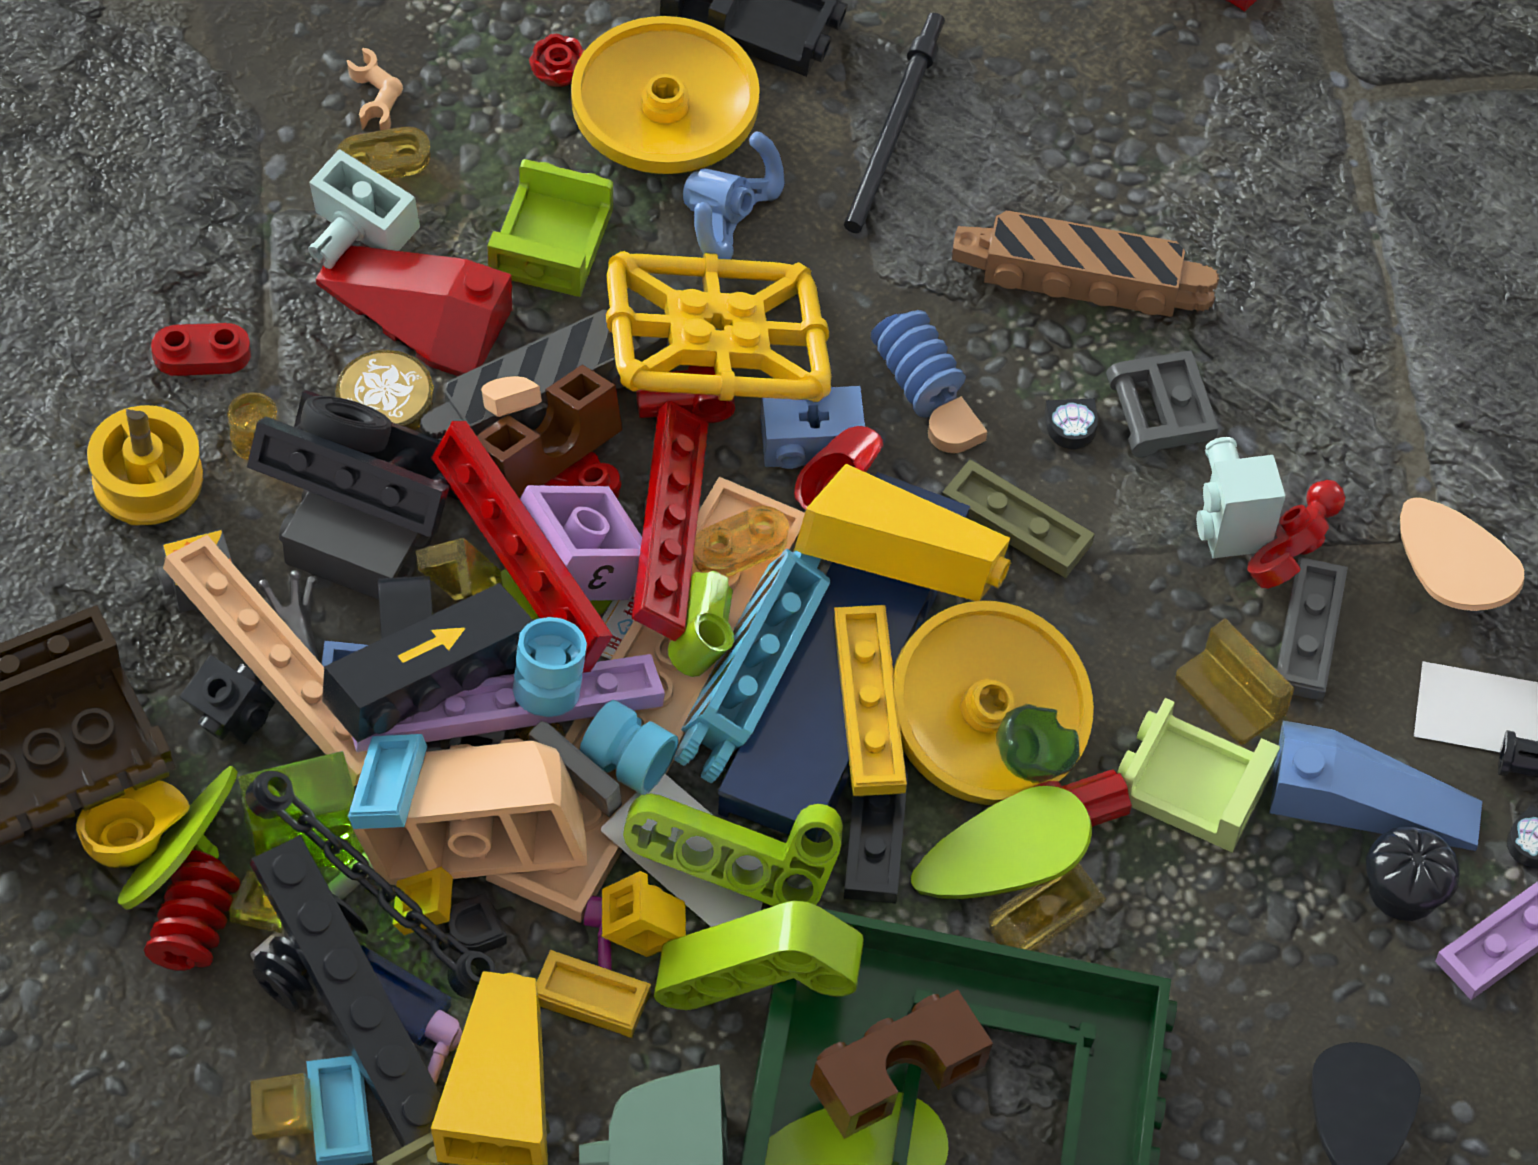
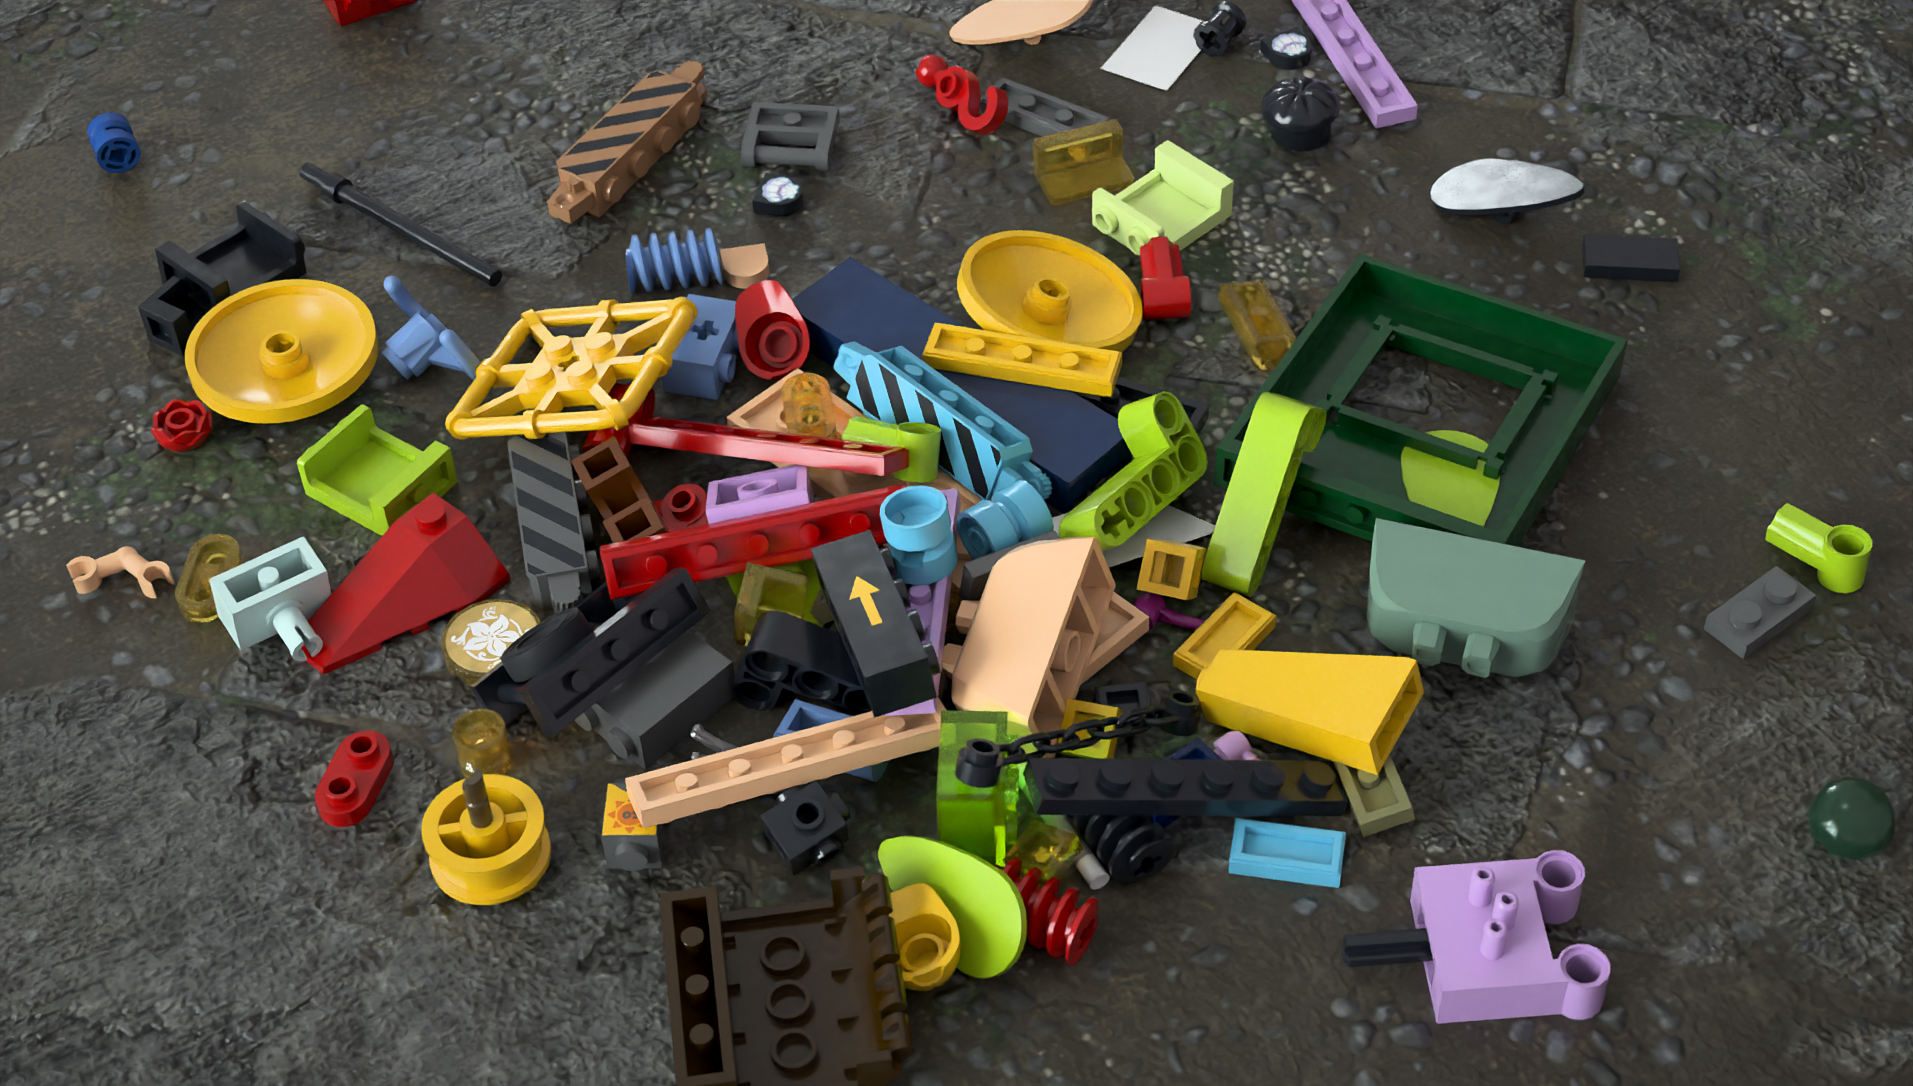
camera: 65 degrees left, 10 degrees down
(281, 1106) = (1275, 888): clear yellow plate -> none
(387, 781) = (995, 678): medium azure tile -> none
(510, 395) = (579, 517): light nougat tile -> none
(901, 537) = (876, 287): yellow slope -> none
(935, 1036) = (1396, 388): reddish brown arch -> none
(1008, 846) = (1193, 321): lime shield -> none
(1016, 514) = (866, 242): olive plate -> none
(1036, 744) = (1114, 272): clear green hair -> none
(1239, 501) = (925, 103): light aqua brick -> none
(1353, 786) = (1209, 122): medium blue wedge -> none

